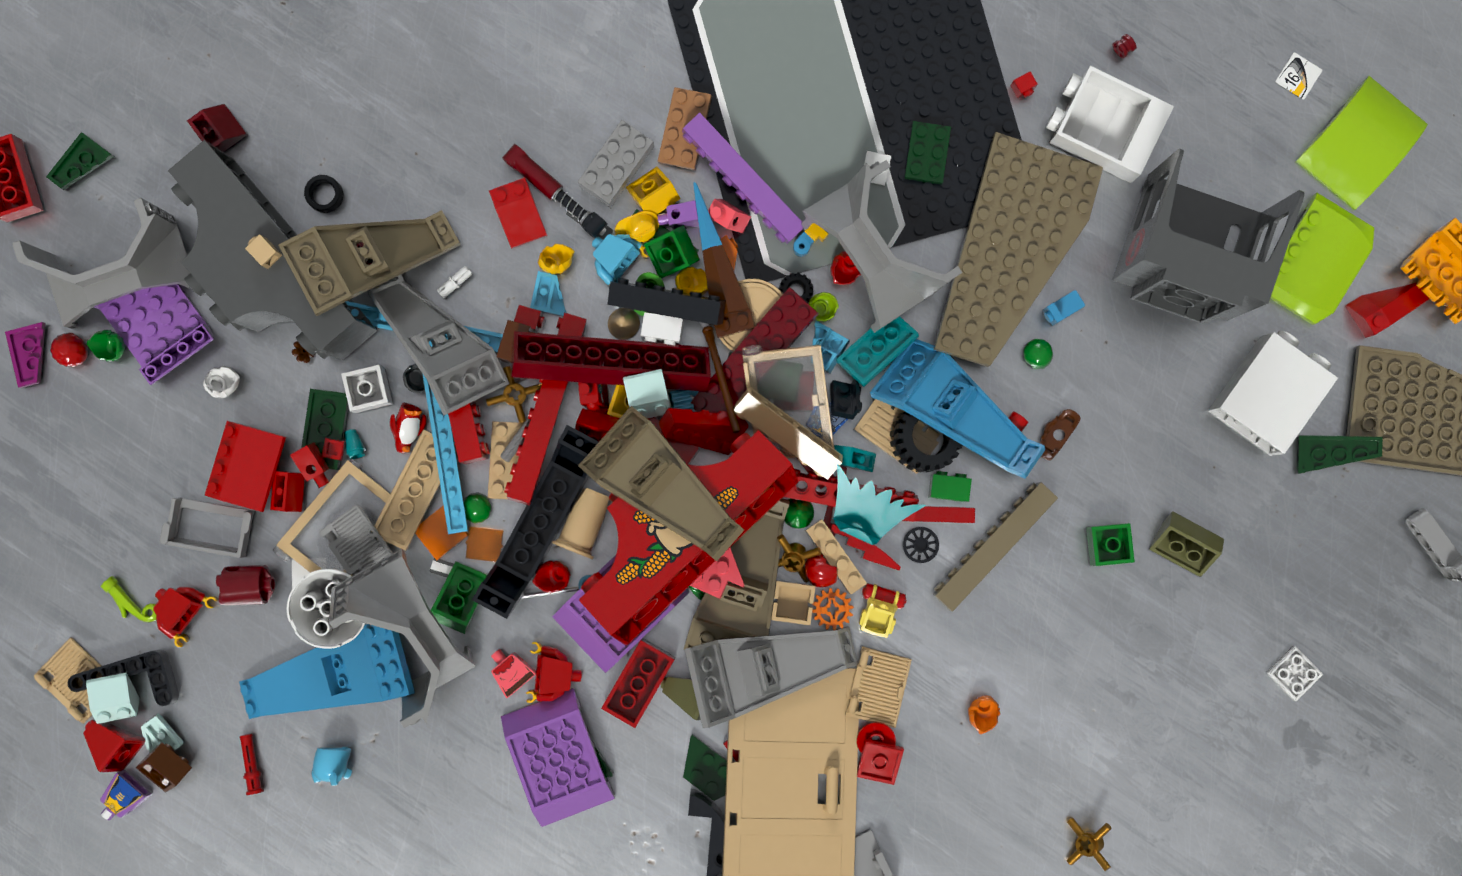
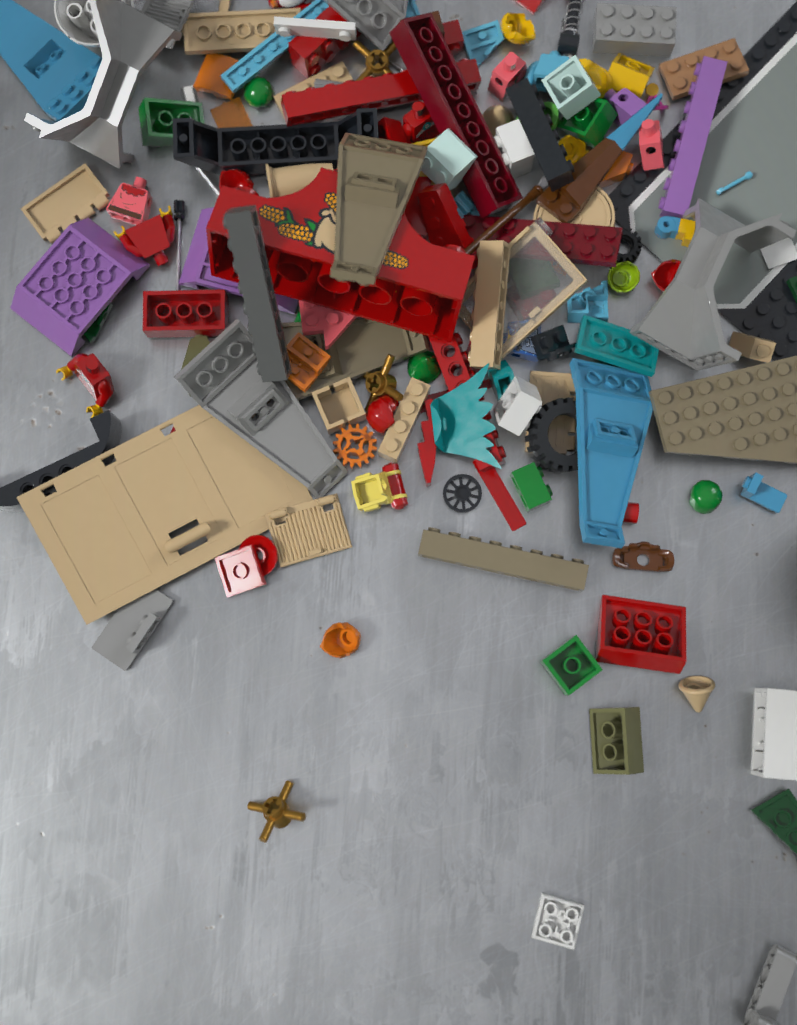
camera: 65 degrees right, 5 degrees down
(447, 456) = (315, 28): none -> white plate
(475, 728) = (65, 203): none -> tan hinge
(539, 635) = (179, 208): none -> piece
(593, 294) = (507, 72): none -> coral torso
(641, 252) = (571, 87): none -> light aqua slope
(644, 791) = (94, 378): none -> red torso
(677, 183) = (651, 91): none -> piece
(683, 622) = (258, 292): none -> dark grey brick
(705, 769) = (143, 415): dark green wing -> none
(742, 613) = (306, 361): none -> orange slope
(797, 151) = (748, 175): none -> medium azure hinge
(882, 460) = (517, 406): none -> white brick
(943, 241) = (752, 346): none -> tan slope
(1116, 473) = (641, 634): none -> red slope
(1184, 457) = (697, 690): none -> tan hat

